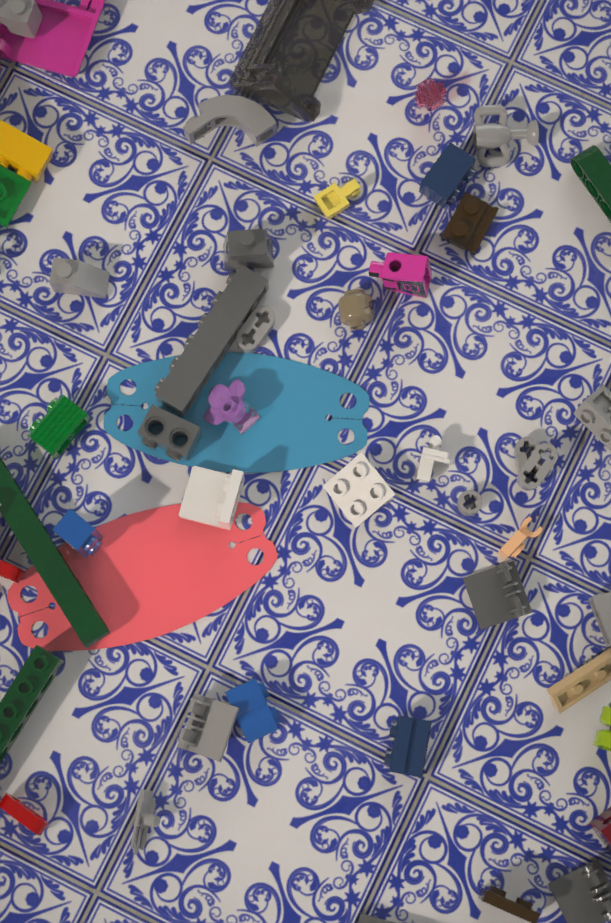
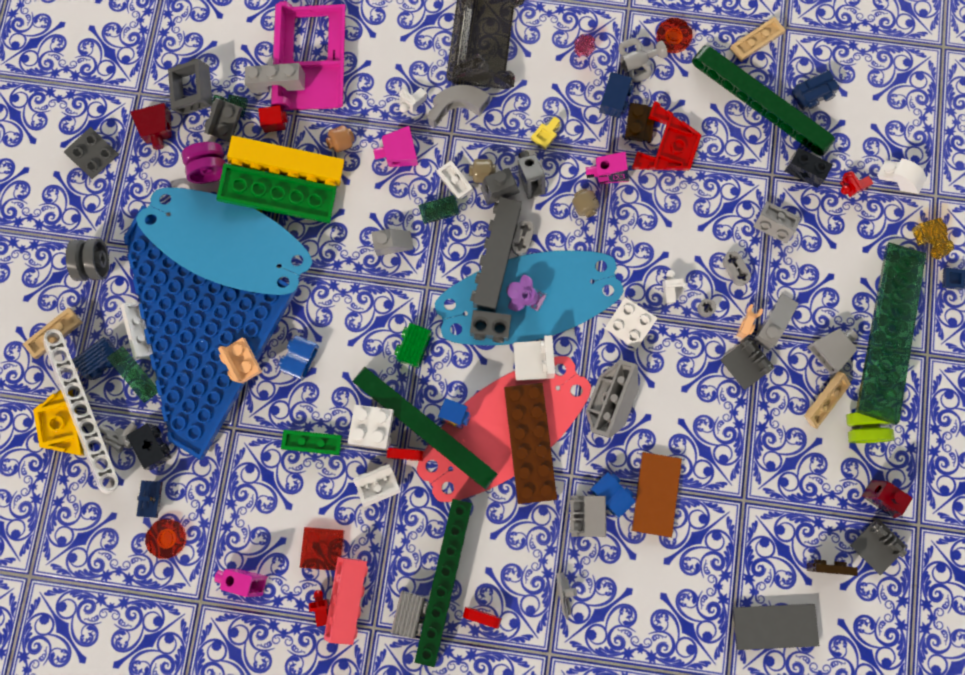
camera: 15 degrees left, 0 degrees up
(58, 119) = (340, 138): none -> medium nougat head
(130, 156) = (397, 148): none -> dark pink torso
(156, 255) = (439, 209): none -> clear green plate
(168, 606) = (530, 443): none -> reddish brown plate
(172, 99) = (411, 102): none -> white piece
(191, 223) = (454, 180): none -> white plate
(231, 219) = (481, 169): none -> dark tan head
(294, 248) = (531, 174): none -> dark grey torso
(297, 584) = (613, 398): none -> light grey wedge
(312, 730) = (656, 494): none -> dark orange tile
(408, 746) = (725, 484): dark blue brick -> none
(505, 272) = (676, 146): none -> red wing
(532, 463) = (749, 270): light grey beam -> none
(556, 551) = (775, 322): none -> light grey slope
(559, 118) = (674, 34): none -> clear red tile

